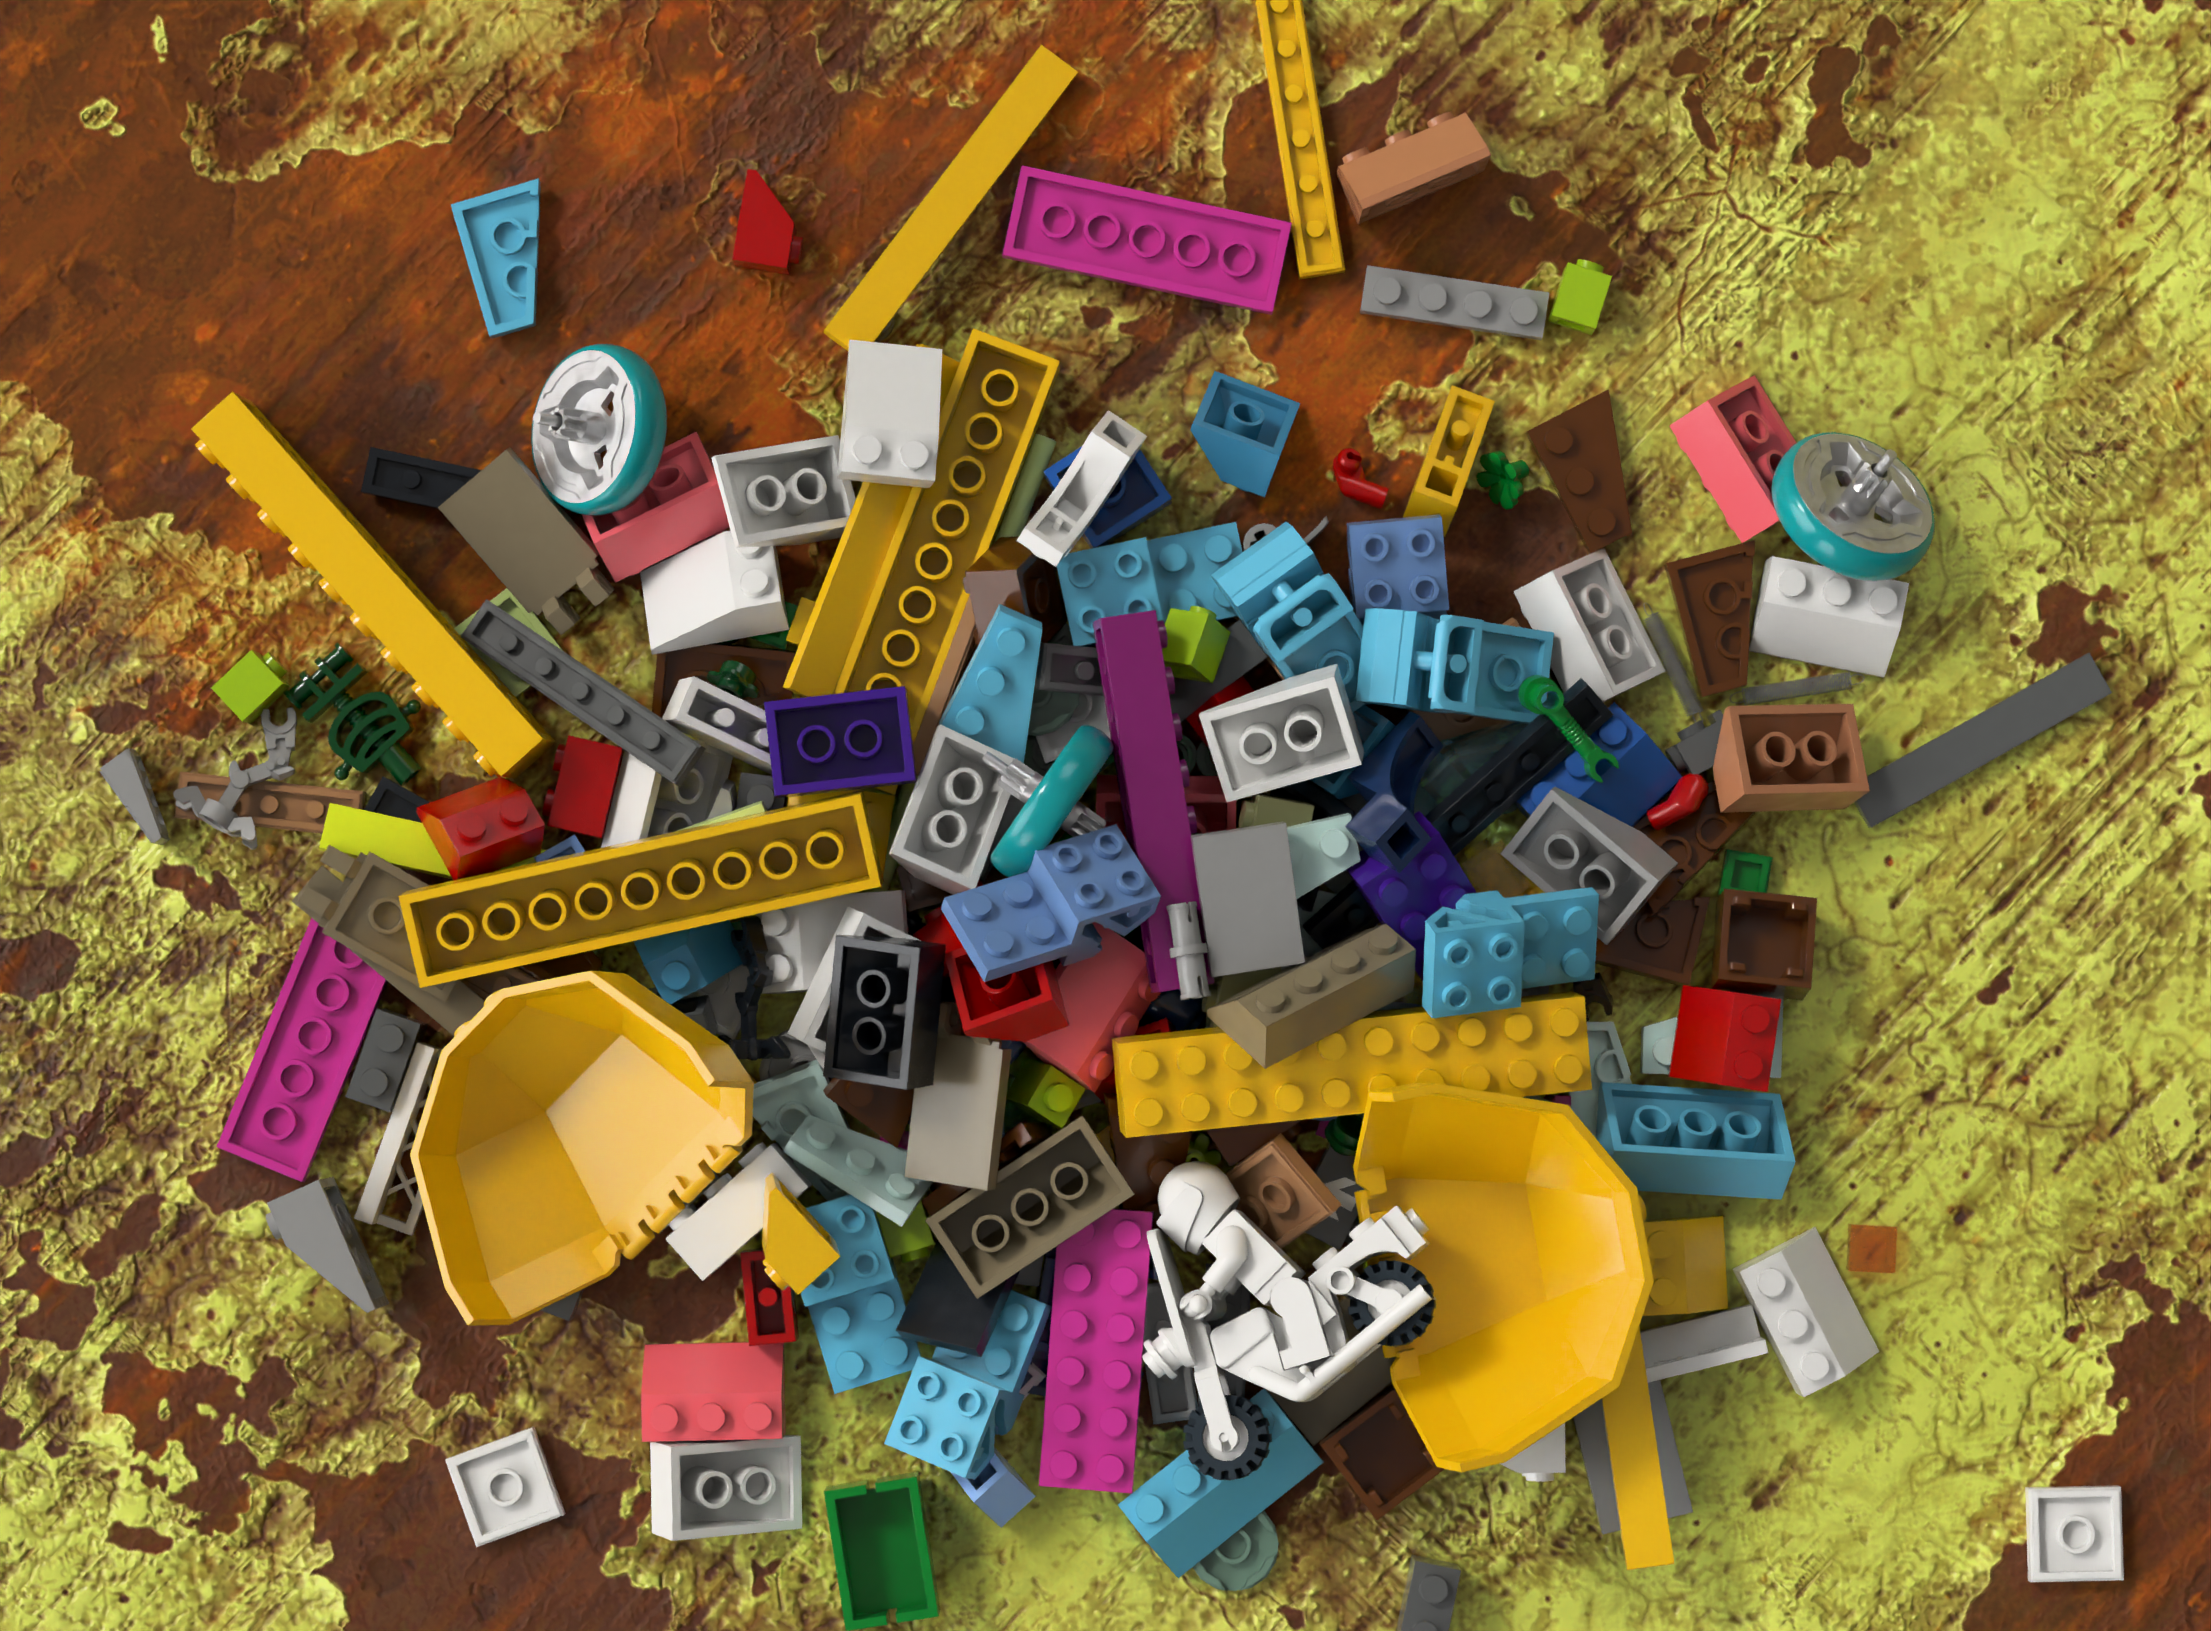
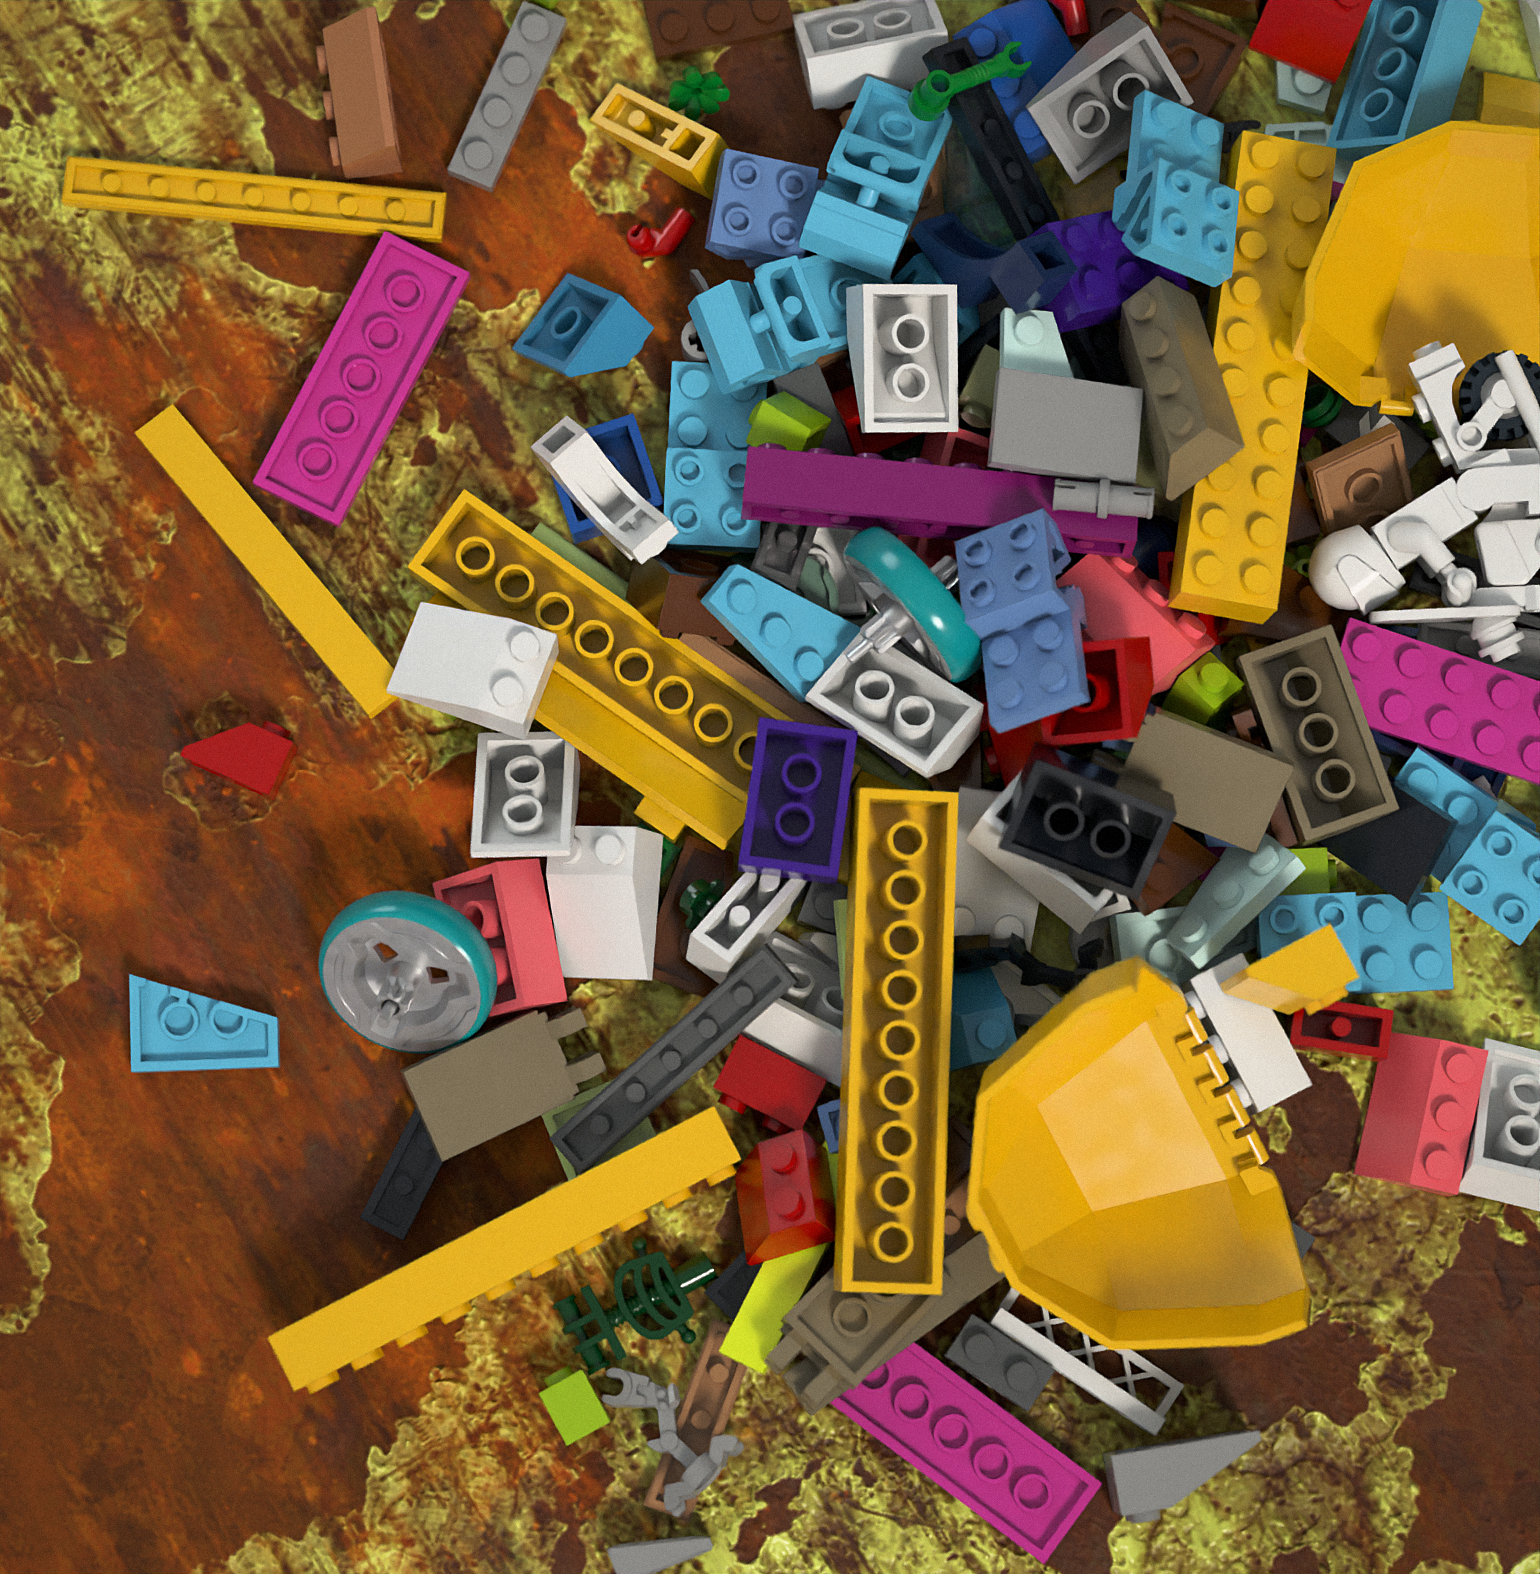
camera: 80 degrees left, 5 degrees down
(505, 1486) = (1465, 1354): white tile -> none

